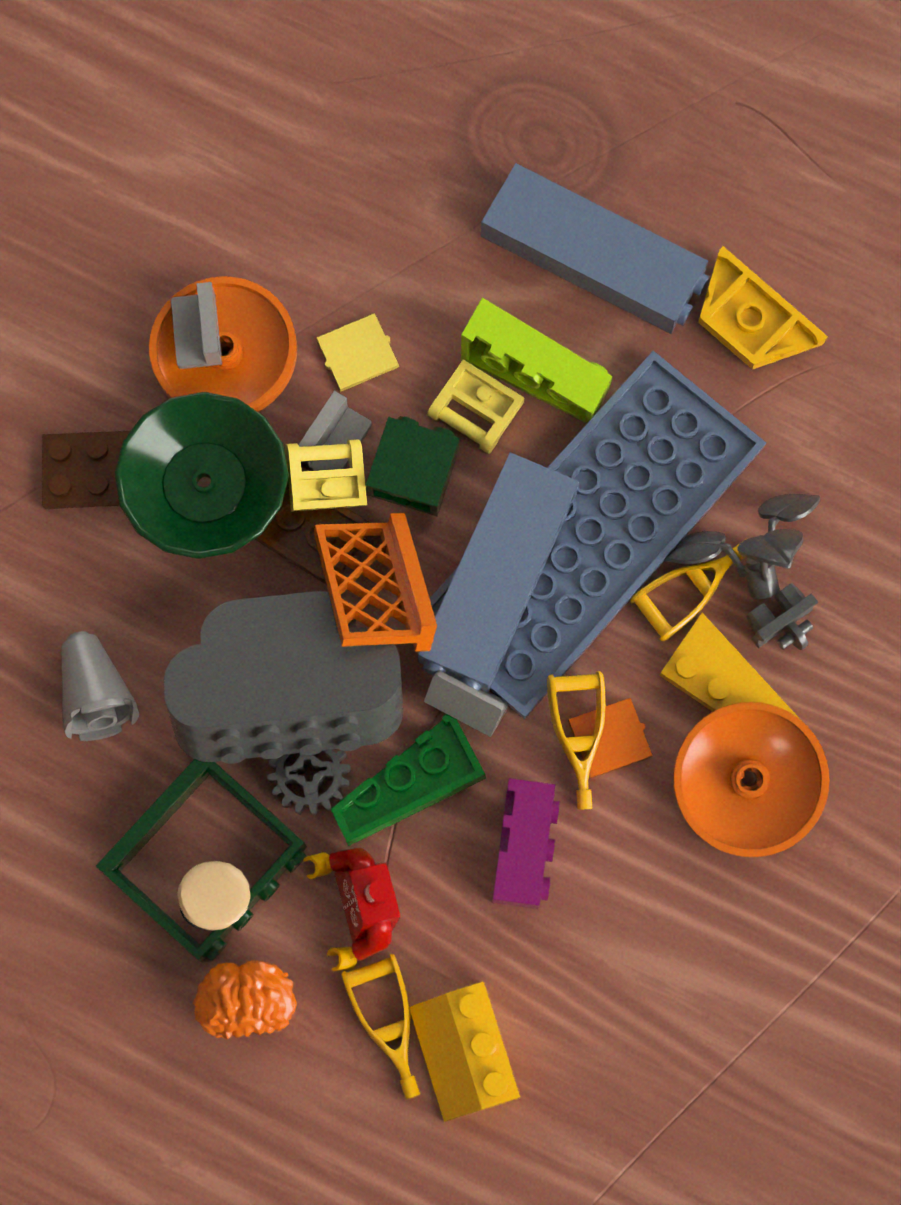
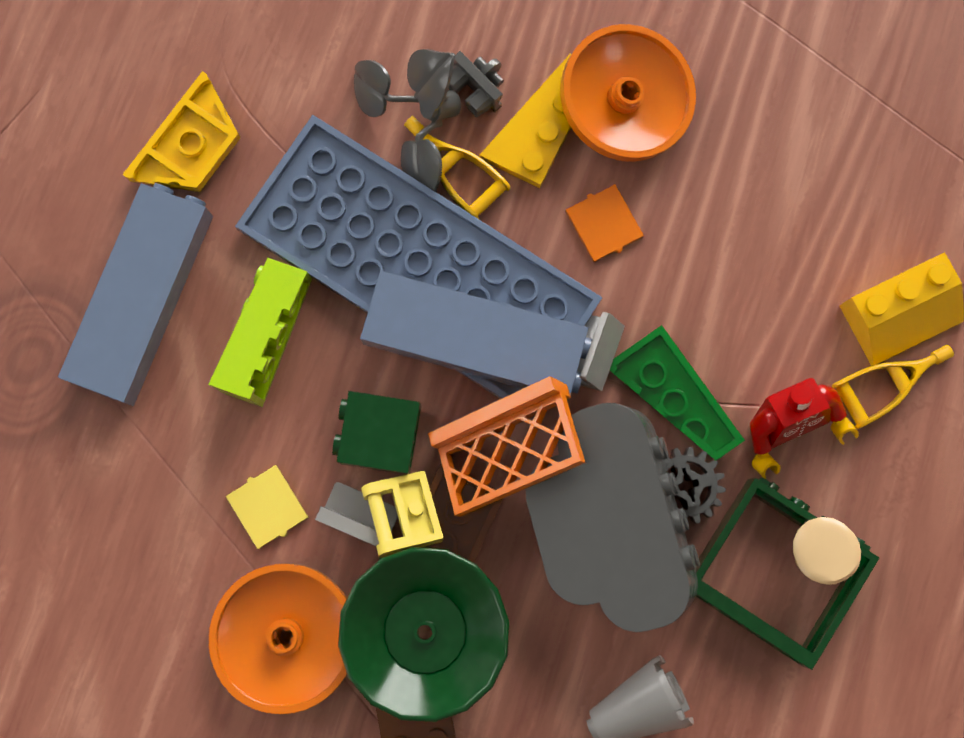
camera: 100 degrees left, 5 degrees up
(196, 328) = (269, 667): light grey panel -> none
(244, 999) = (906, 508): orange hair -> none
(483, 397) = (299, 379): light yellow plate -> none
(525, 844) = (718, 281): magenta wedge -> none
(579, 743) = (617, 244): yellow piece -> none

